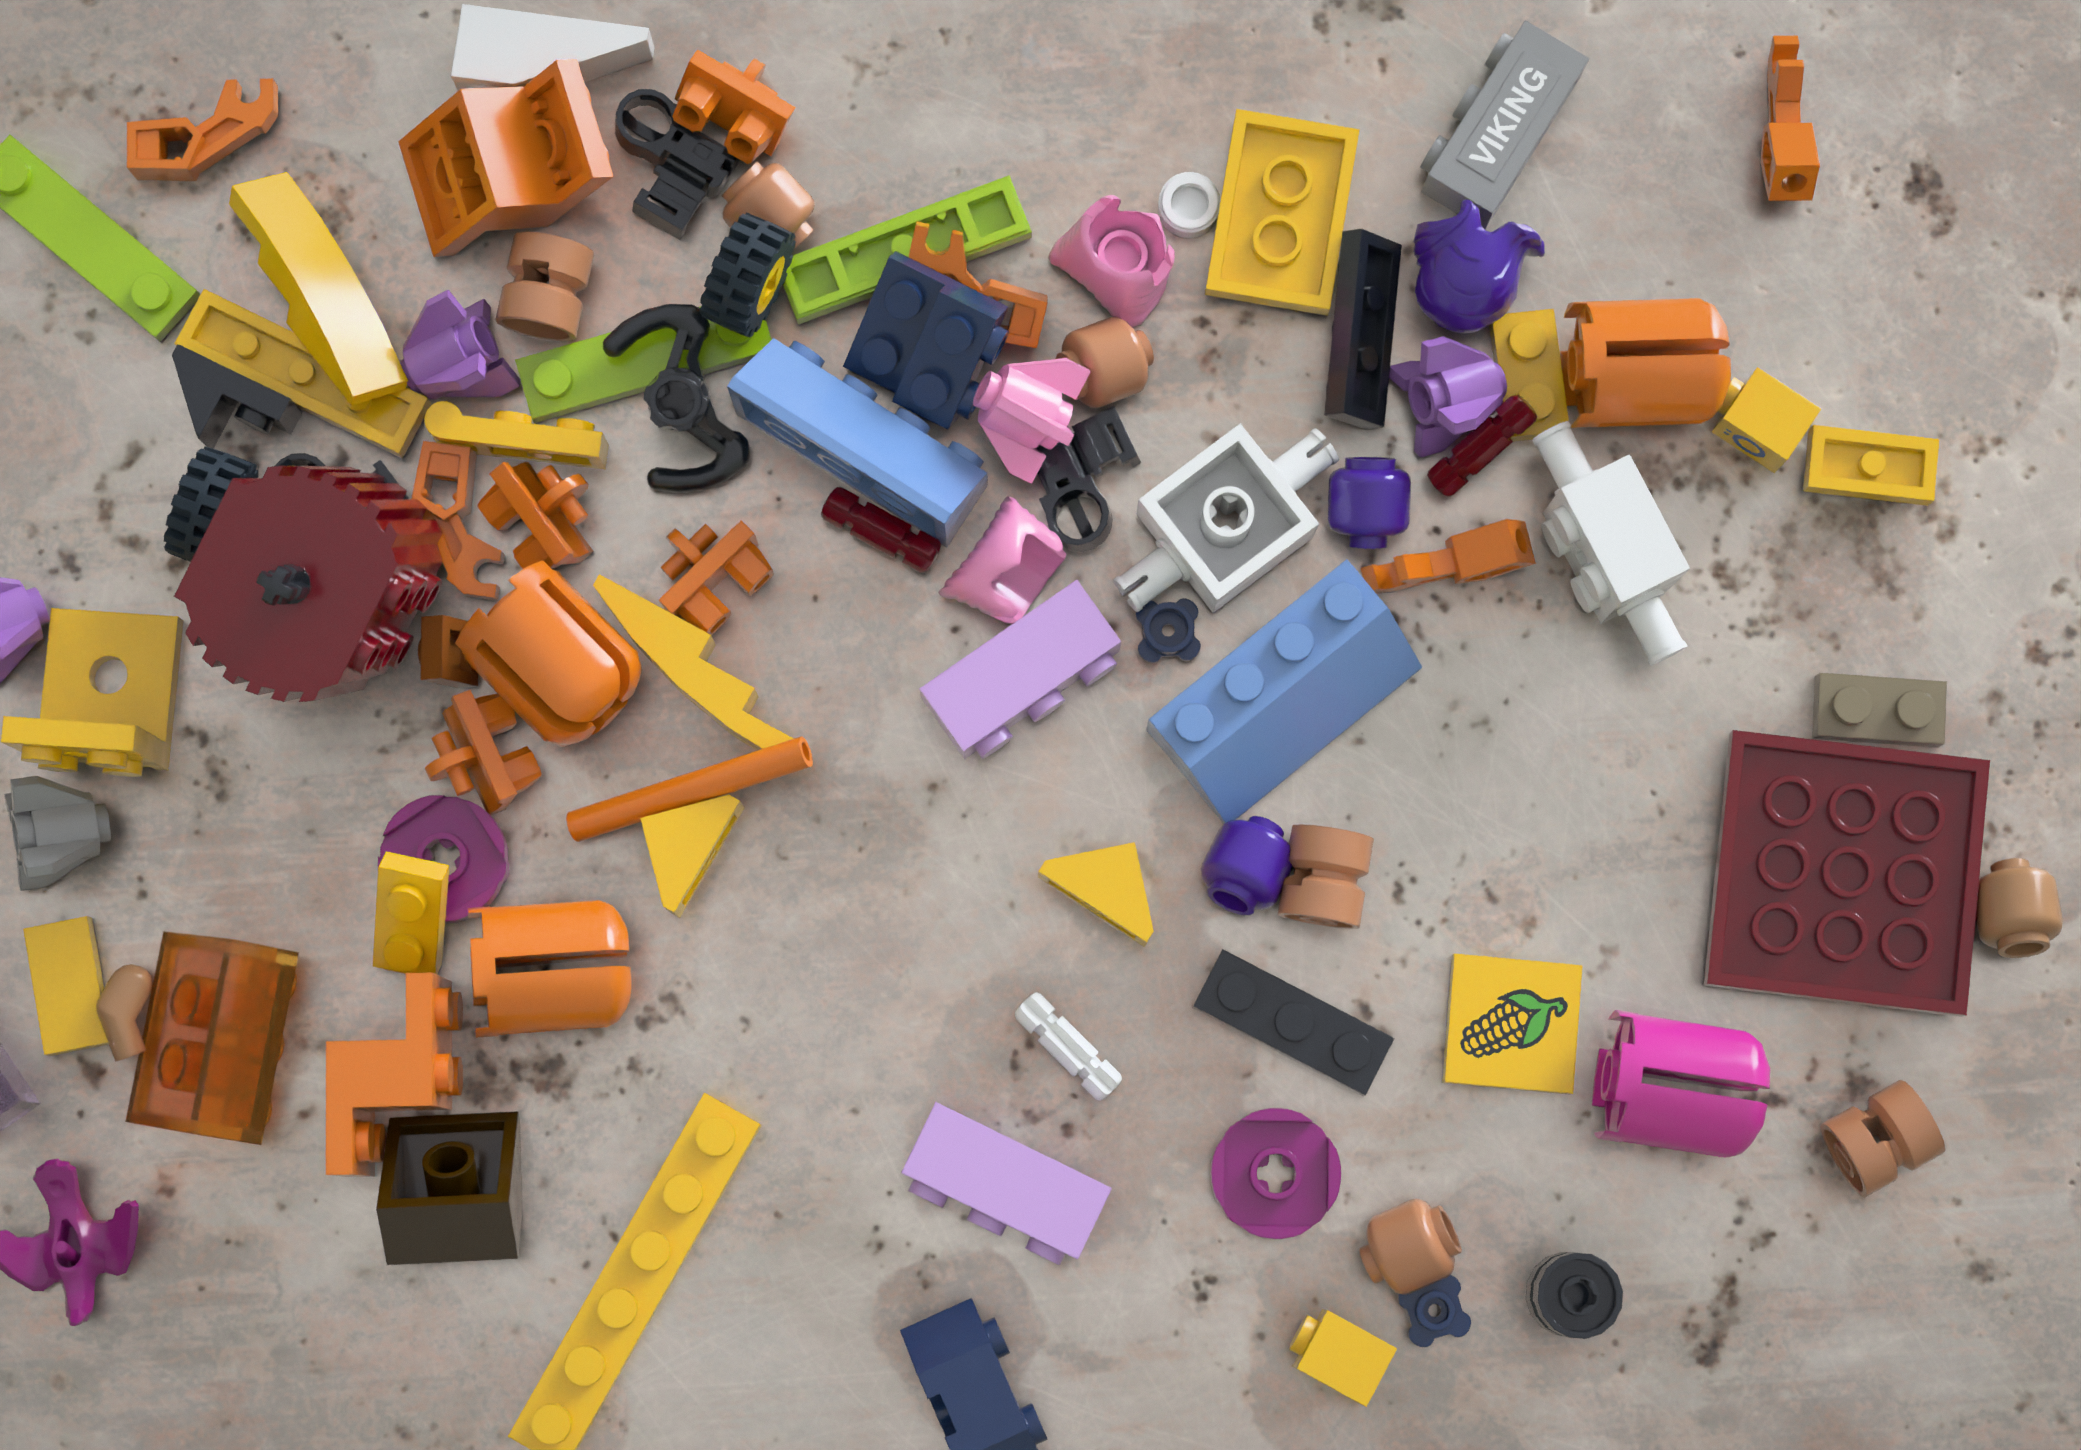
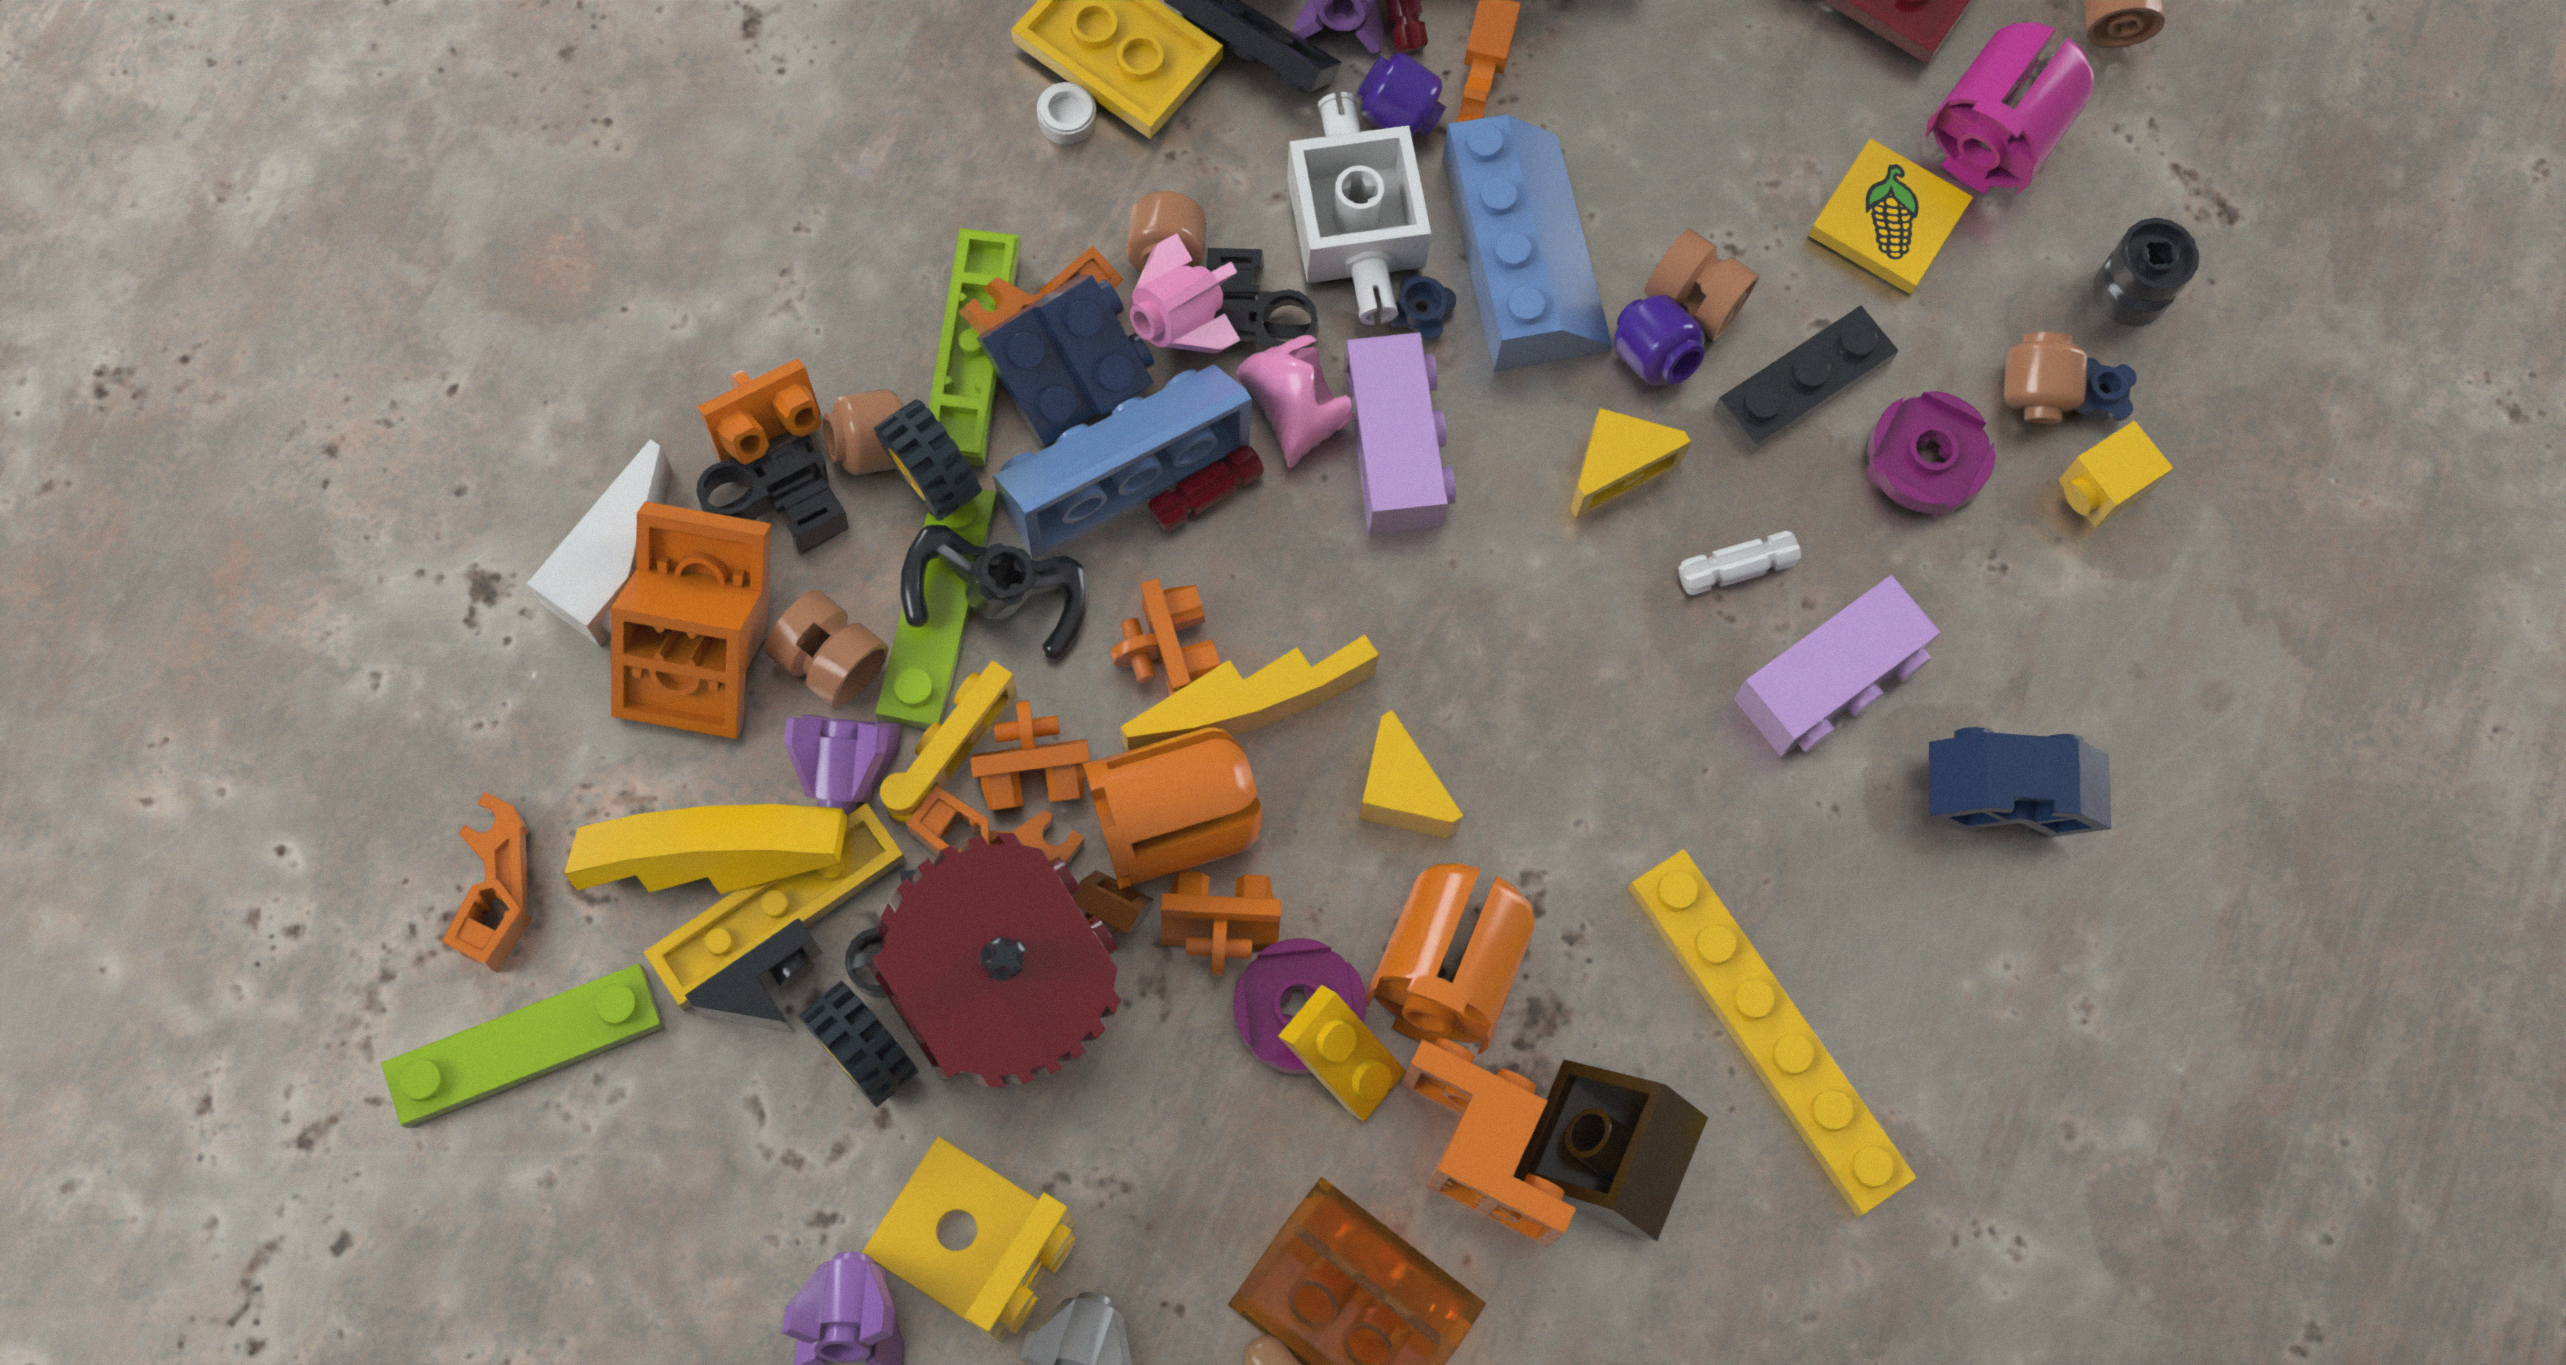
camera: 65 degrees left, 10 degrees down
(690, 788) = (1356, 751): orange piece -> none
(1117, 258) = (1080, 183): bright pink hair -> none

